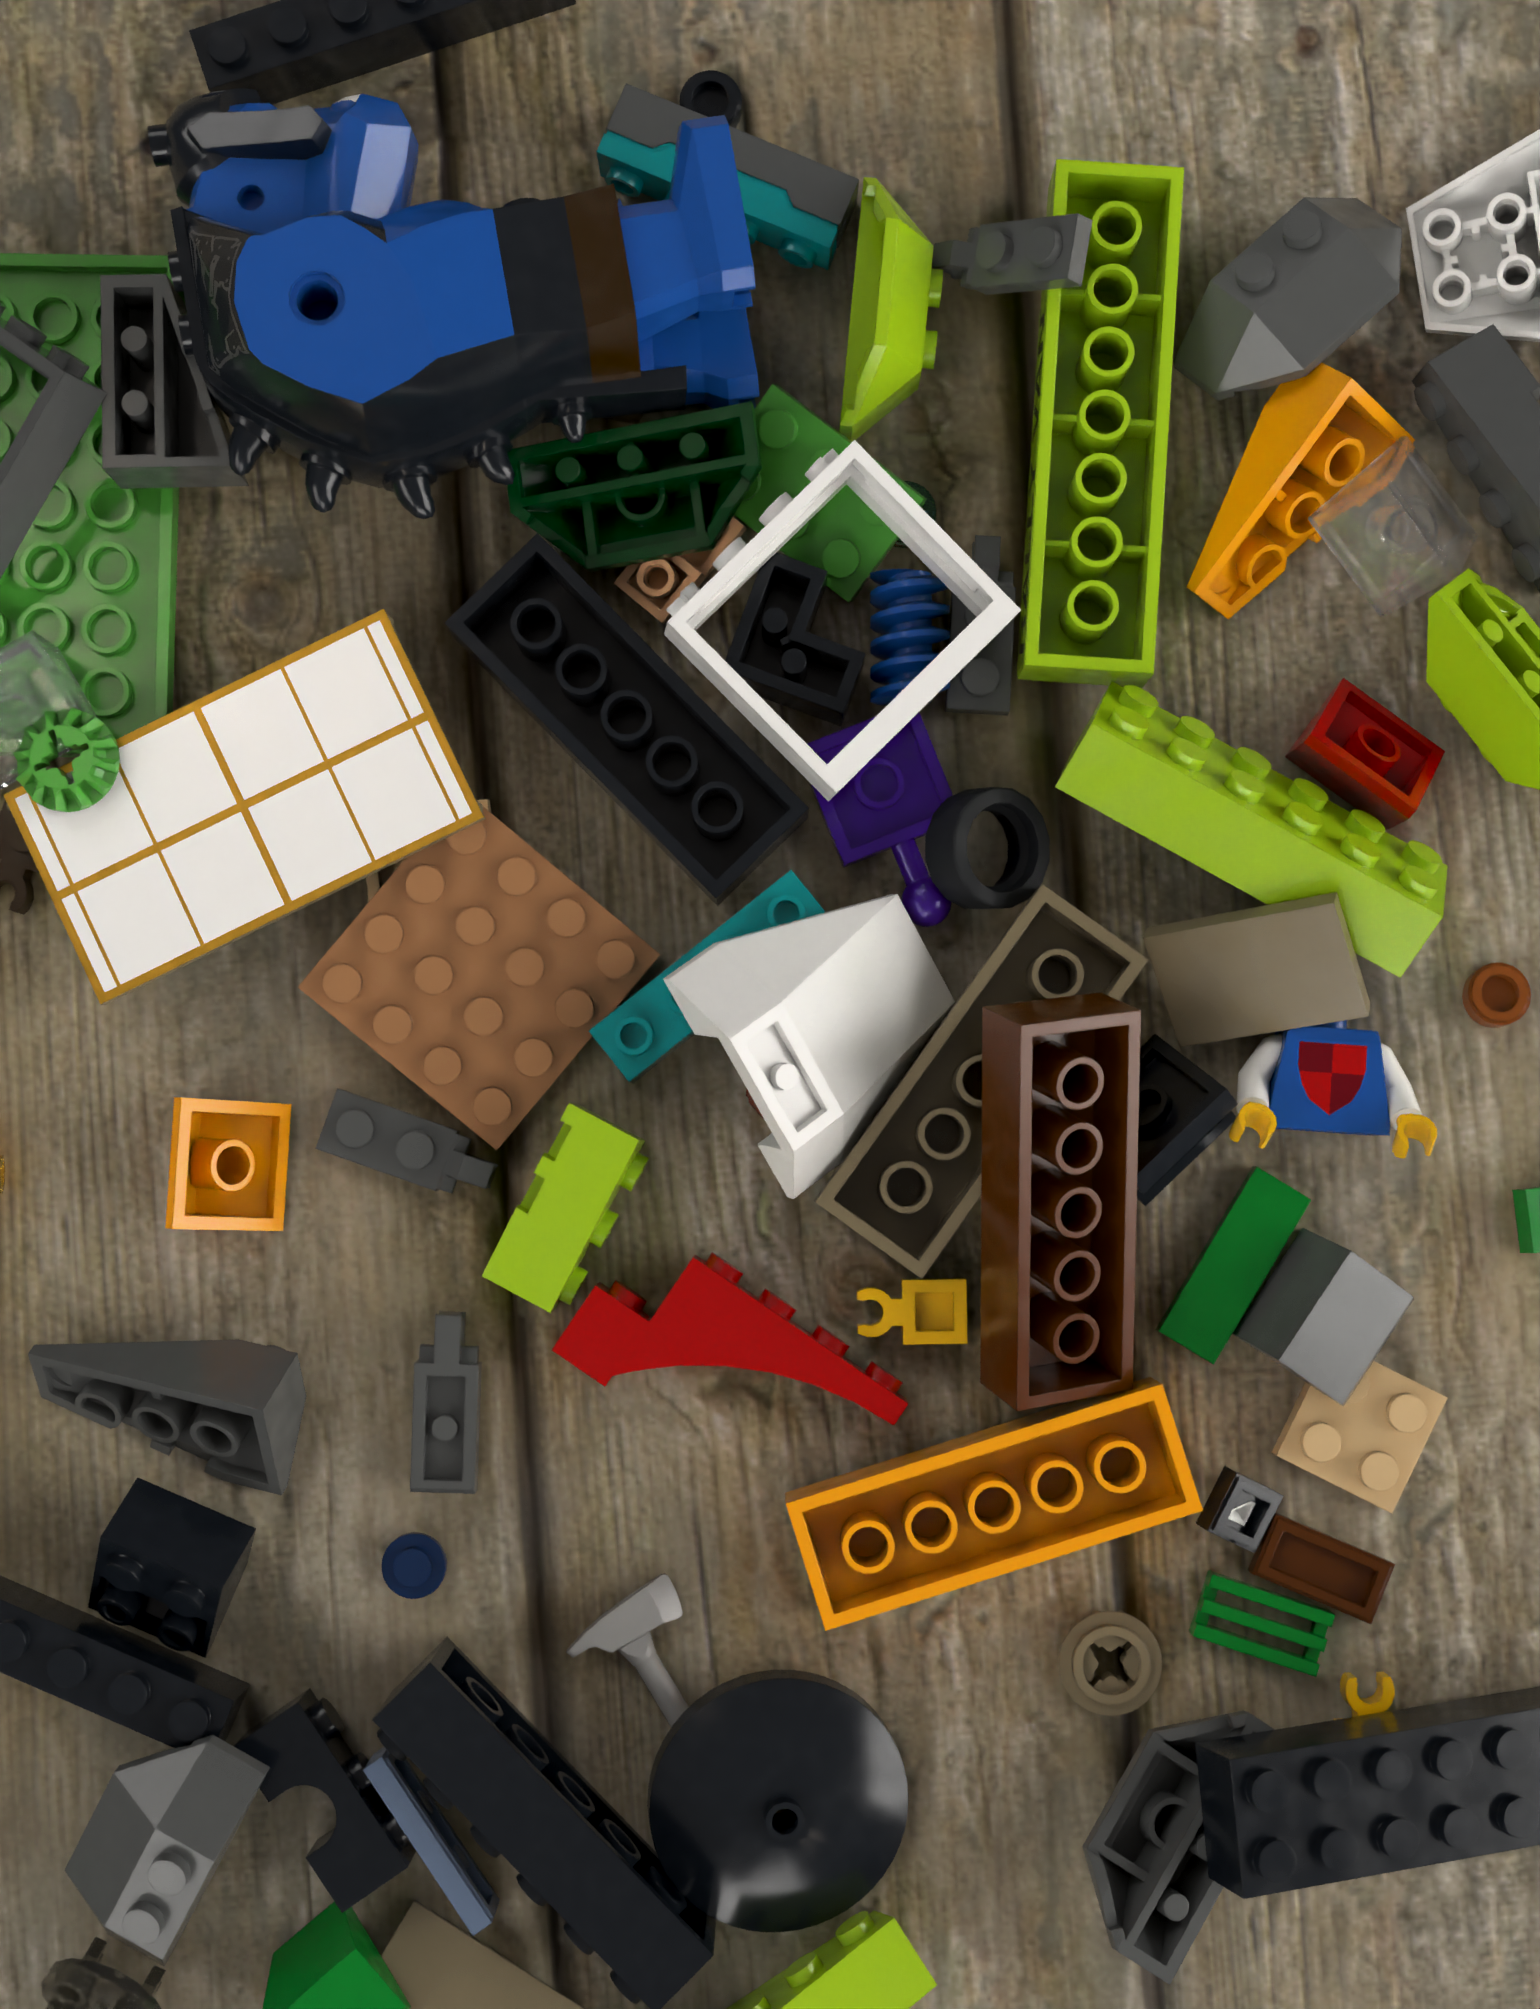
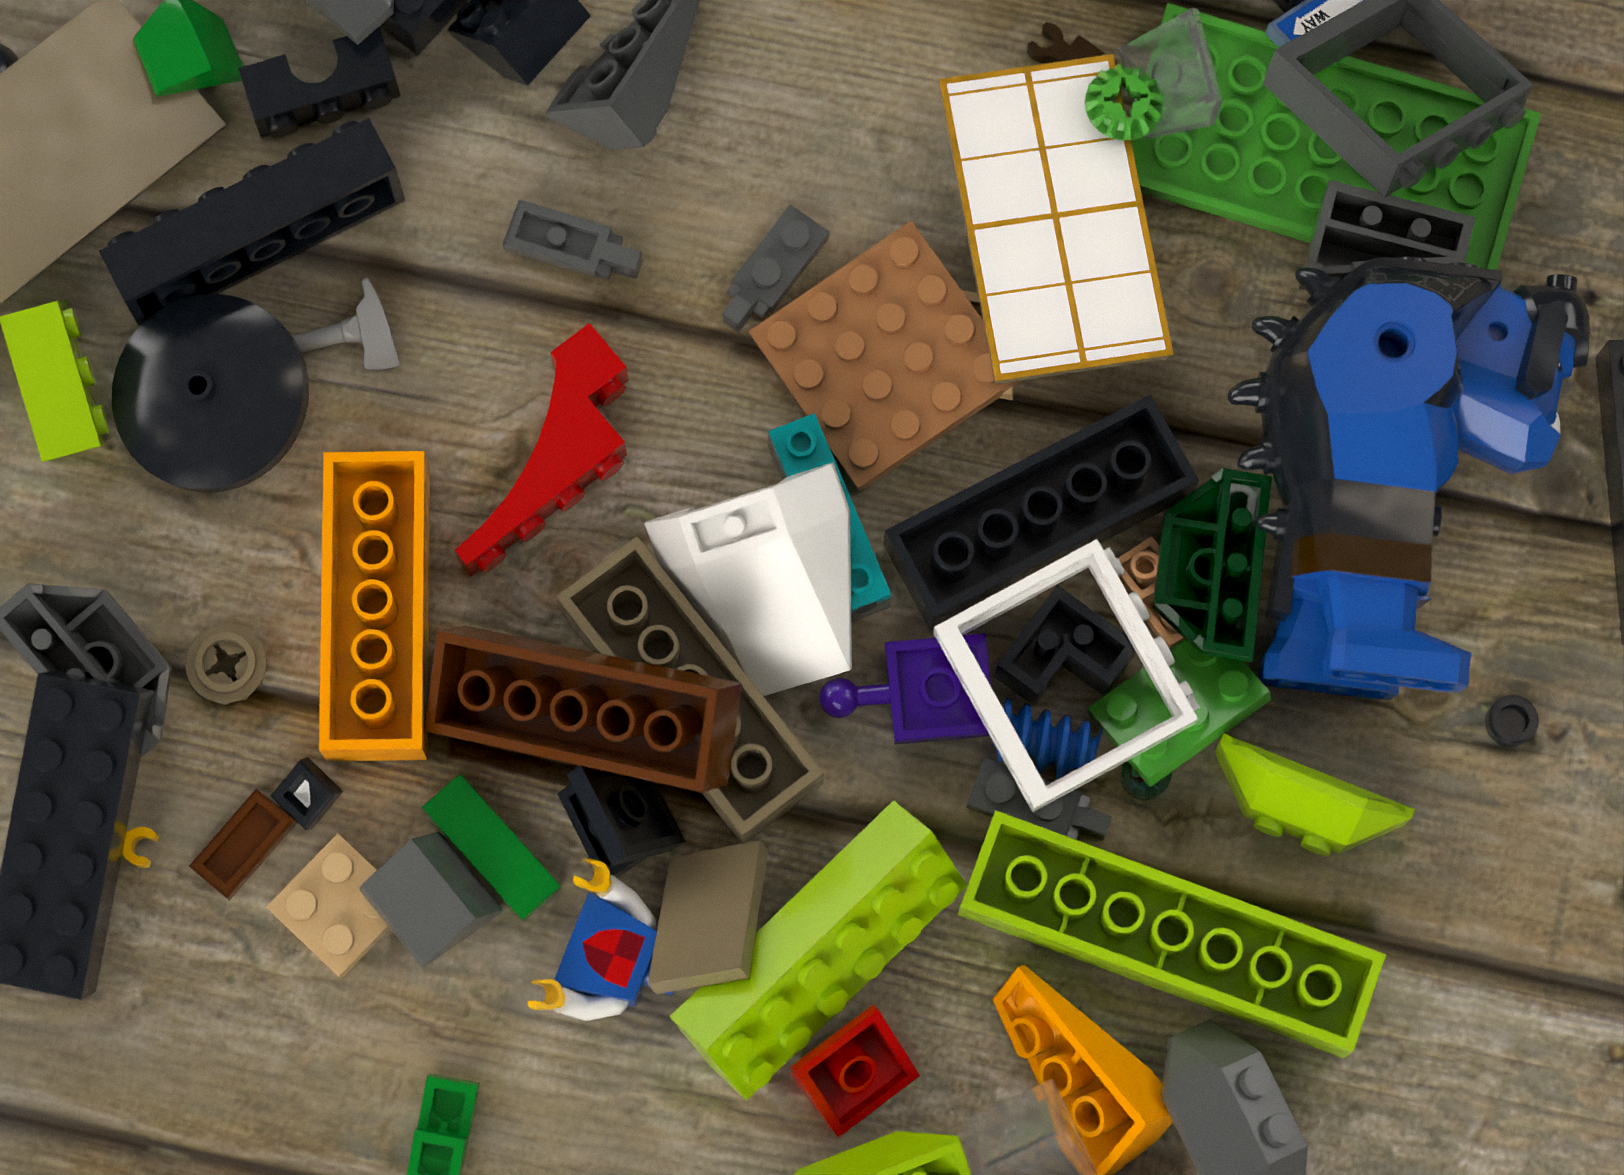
camera: 105 degrees right, 10 degrees down
(228, 1165) = (797, 138): light orange slope -> none
(414, 1565) = (464, 189): dark blue plate -> none
(433, 1839) = (261, 147): sand blue tile -> none
(566, 1209) = (690, 367): lime wedge -> none
(784, 195) = (1439, 721): piece -> none
(927, 1311) = (530, 605): yellow plate -> none
(1018, 255) = (1318, 904): dark grey hinge -> none
(1026, 841) = (854, 784): black tyre -> none
(1313, 1641) = (199, 776): green tile -> none
(1496, 995) = (634, 1117): dark orange tile -> none

